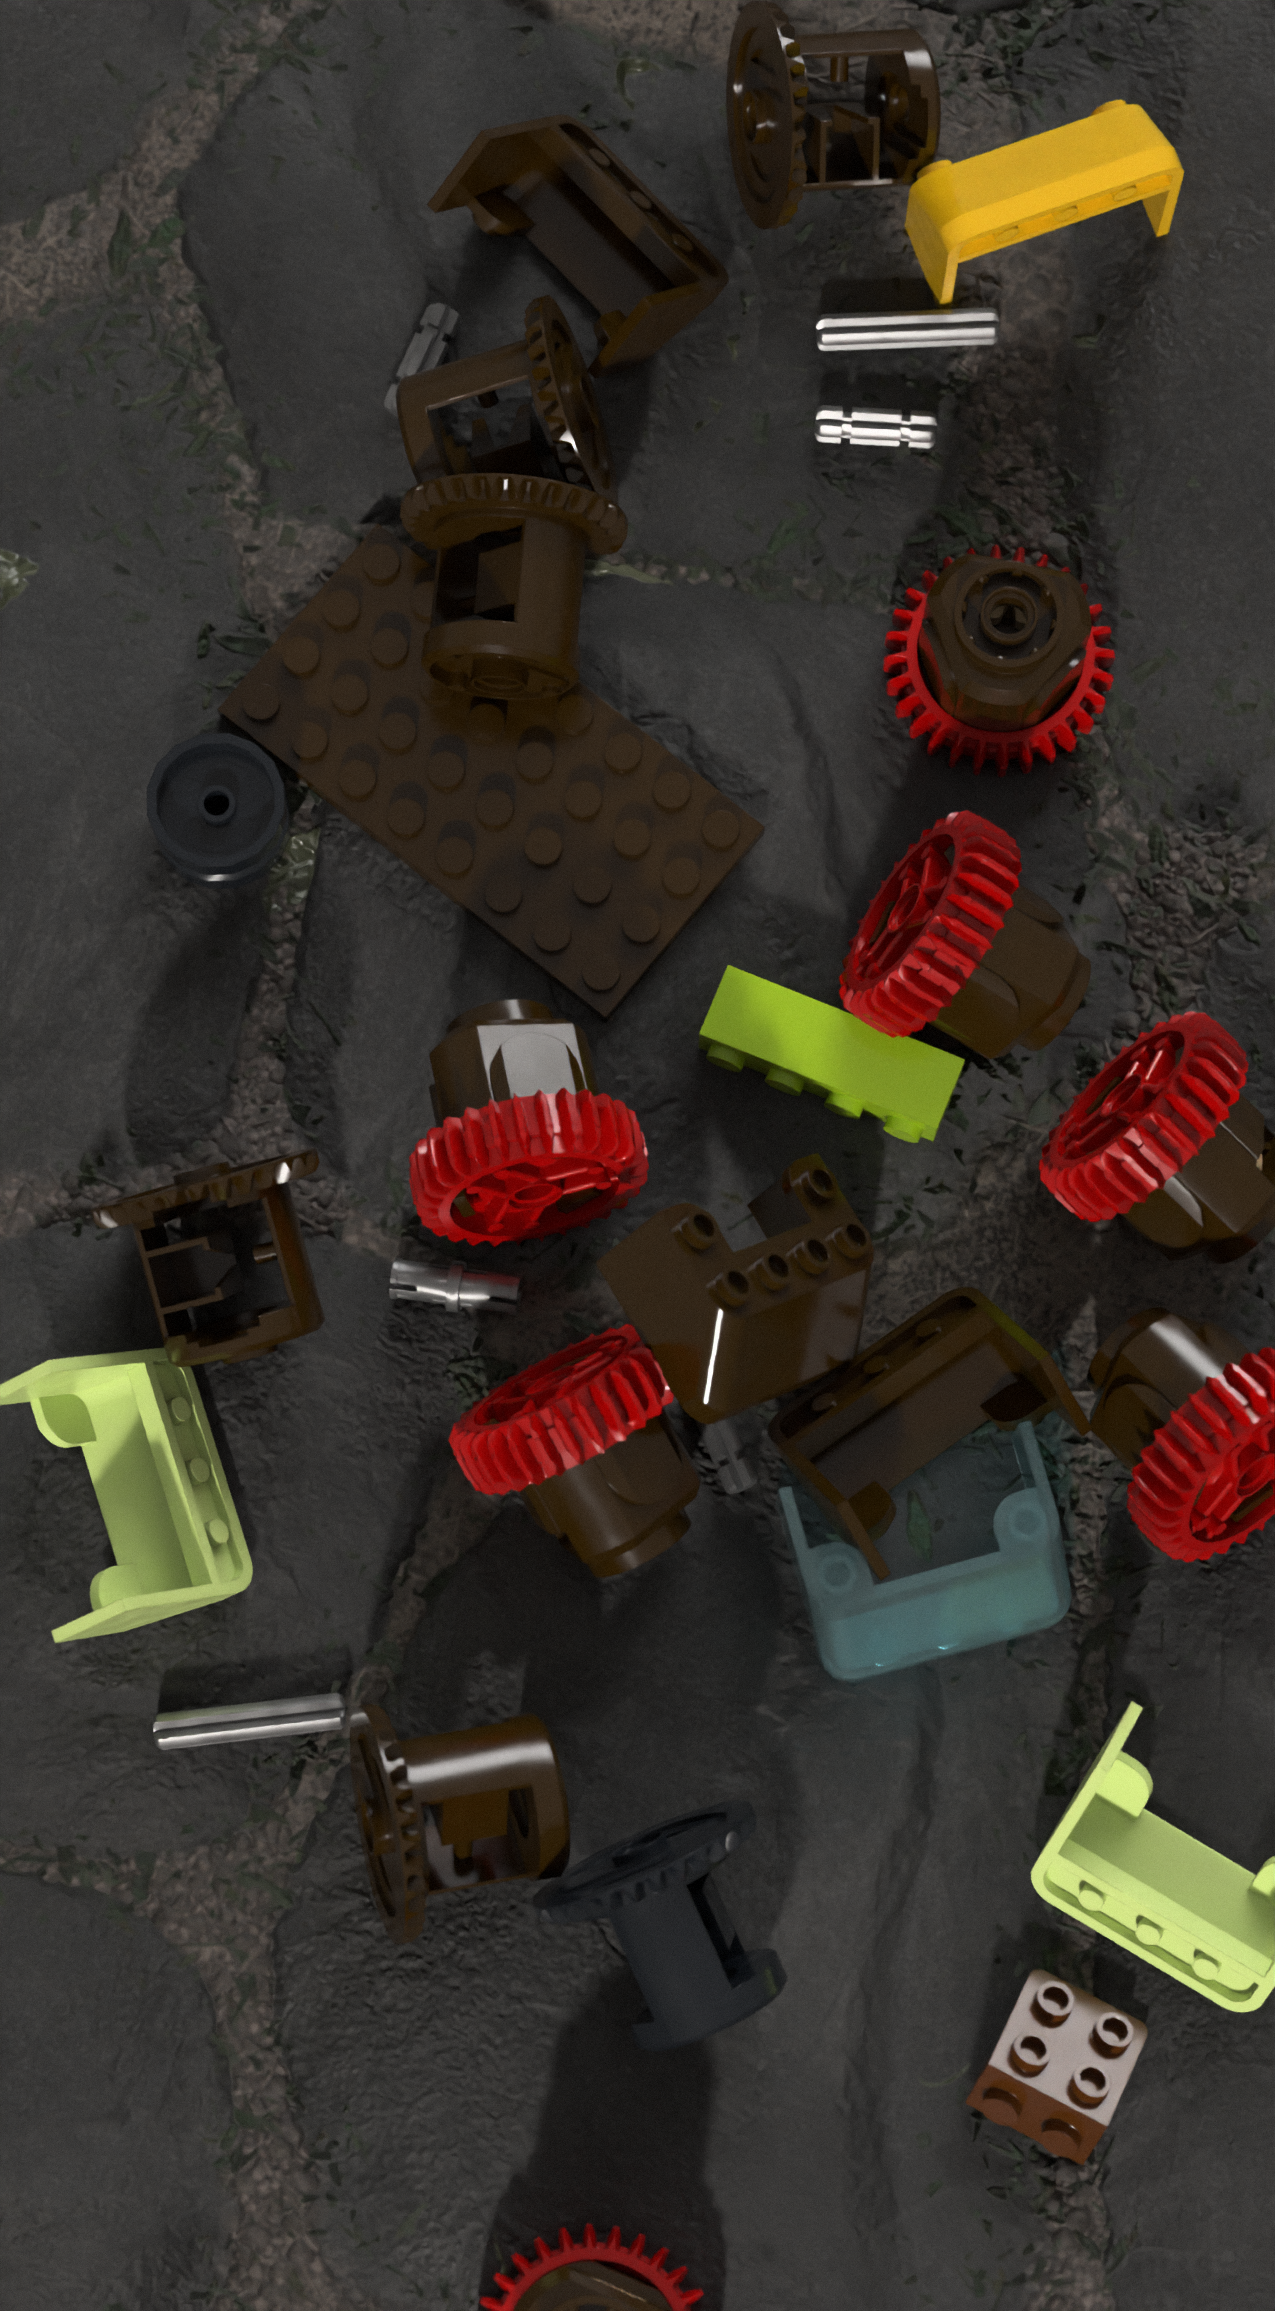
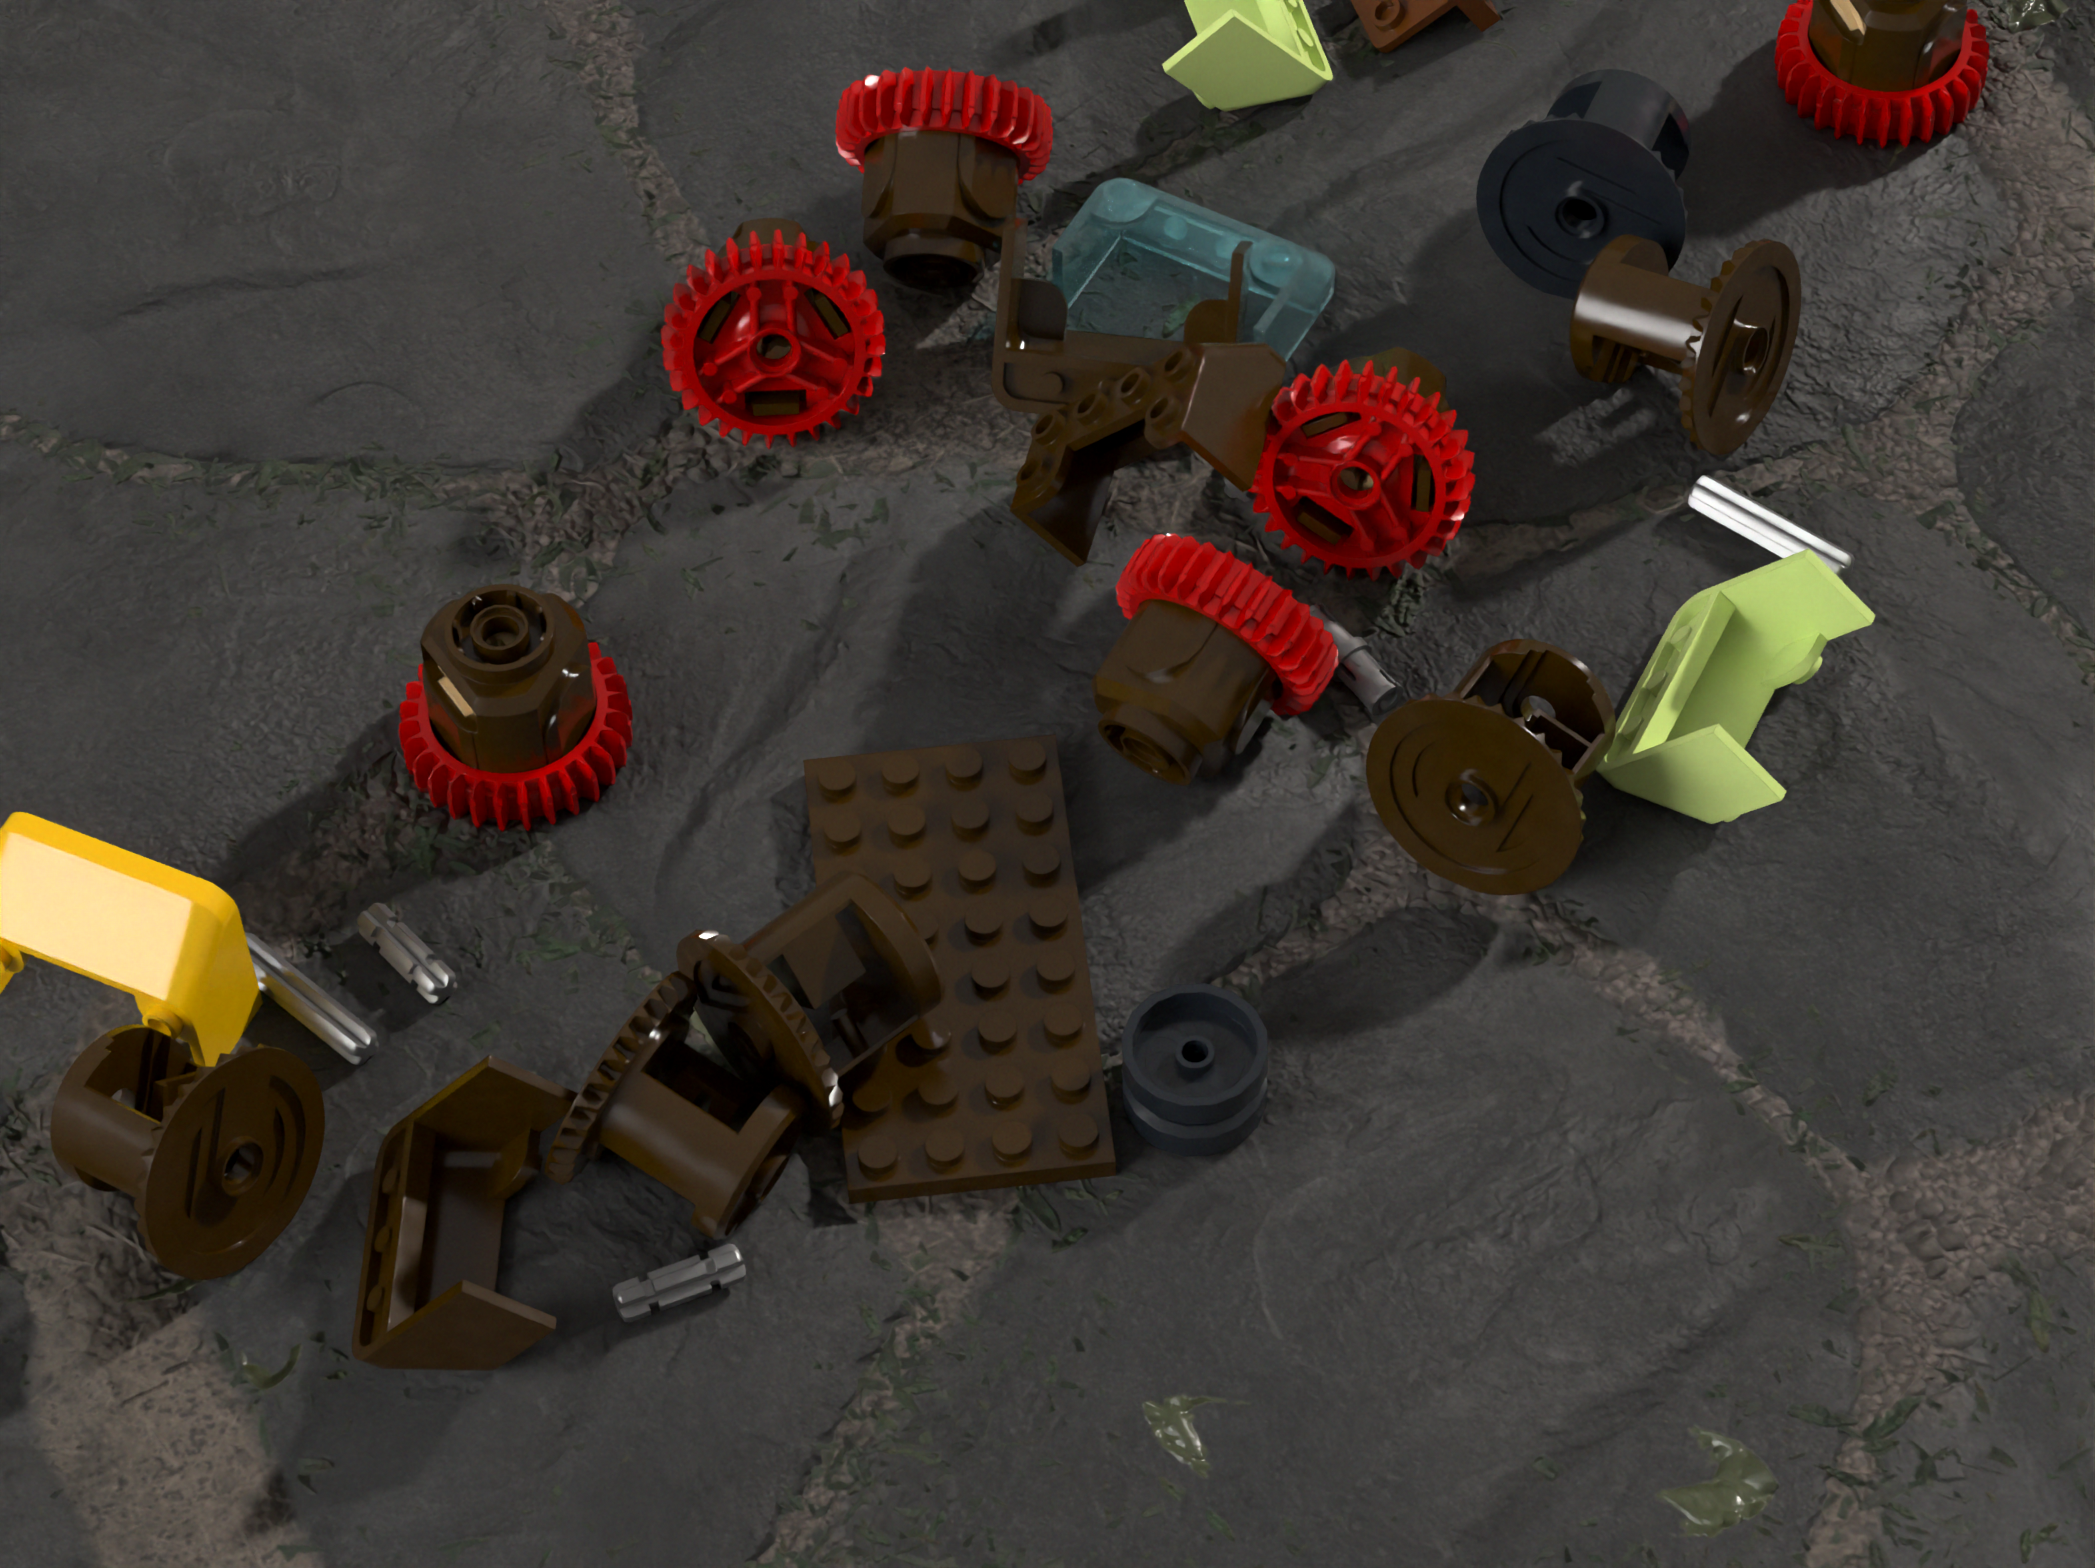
camera: 135 degrees left, 25 degrees down
(829, 1055) = (927, 588): lime brick -> none
(964, 946) = (772, 544): red piece -> none

